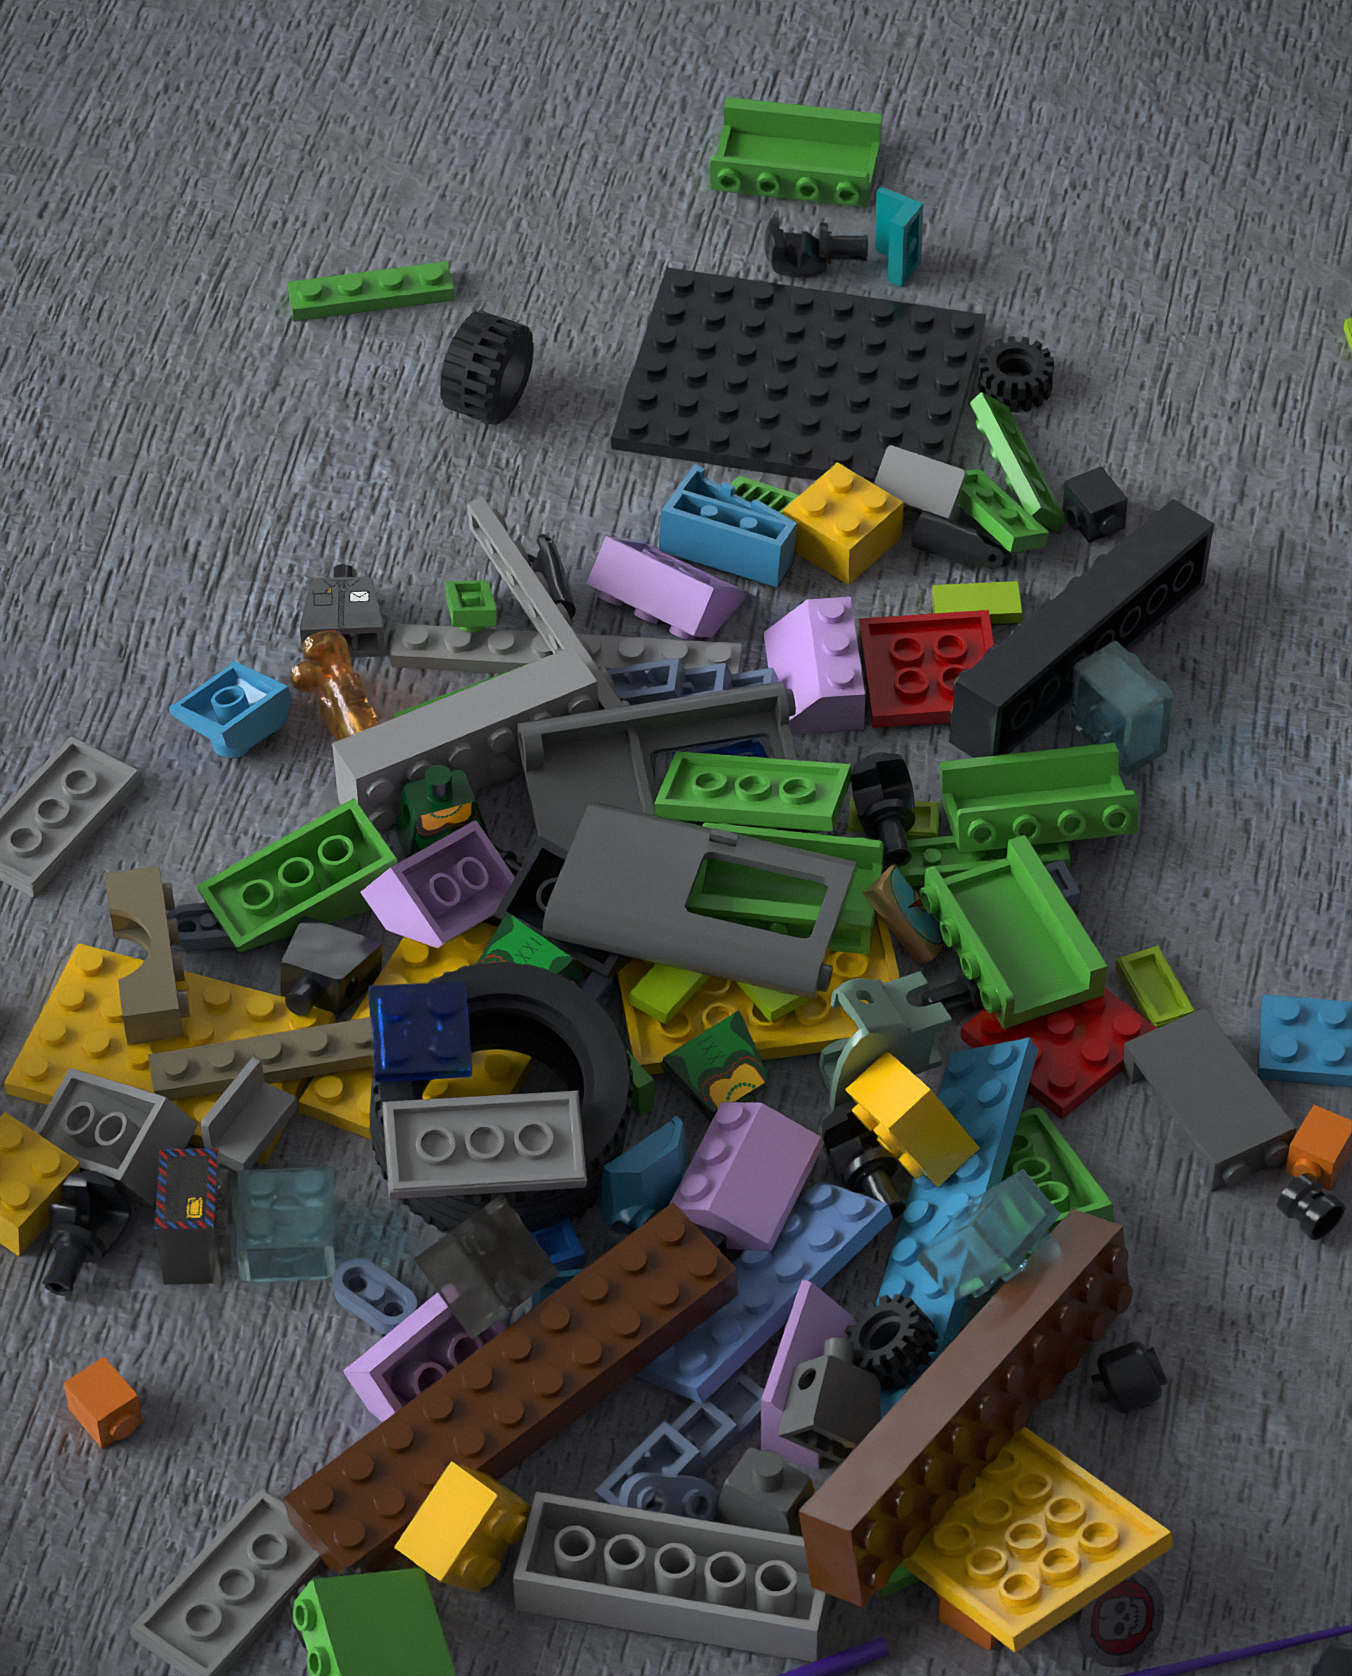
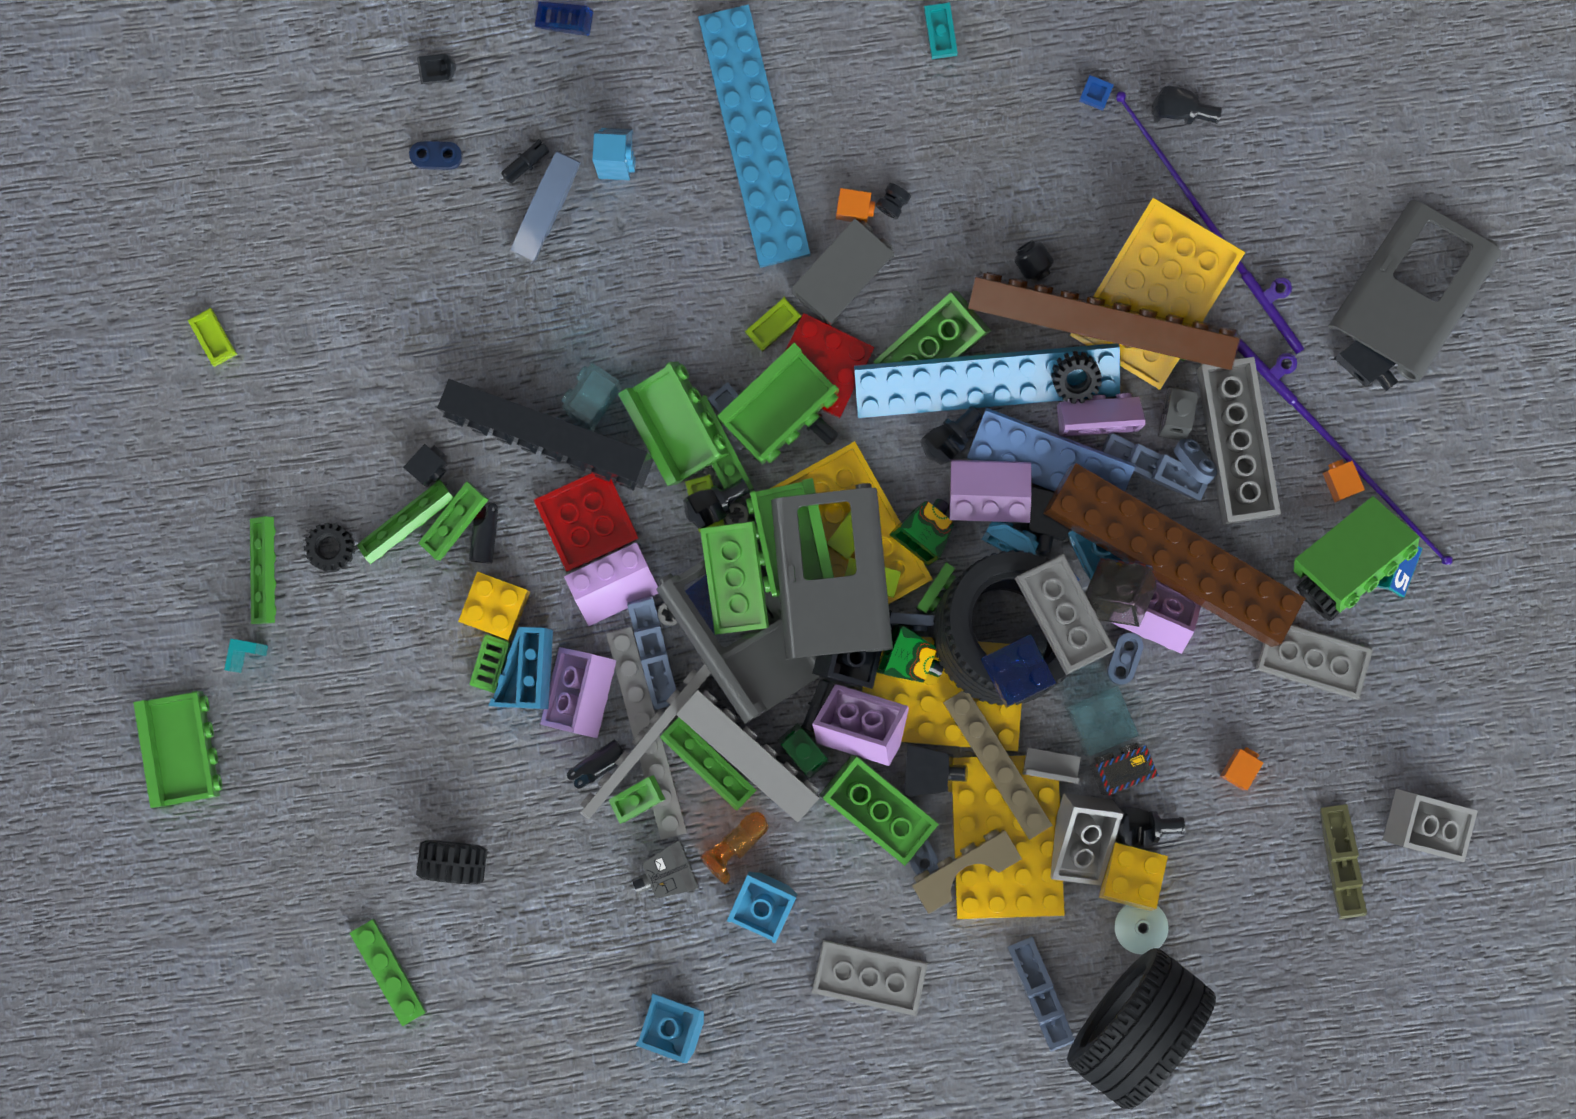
camera: 110 degrees left, 35 degrees up
(111, 557) = (671, 1028): none -> dark azure slope
(465, 1528) = (1262, 547): yellow brick -> none
(795, 377) = (375, 677): black plate -> none
(804, 254) = (266, 711): black piece -> none
(831, 1403) = (1126, 392): dark grey torso -> none
(883, 1026) = (888, 447): sand green piece -> none
(905, 915) = (780, 470): medium nougat slope -> none
(910, 1120) = (936, 412): yellow brick -> none
(922, 482) = (454, 569): light grey panel -> none
(989, 1237) = (1008, 342): clear light blue brick -> none
(999, 598) = (523, 511): lime tile -> none
(1029, 301) = (262, 570): none -> bright green plate

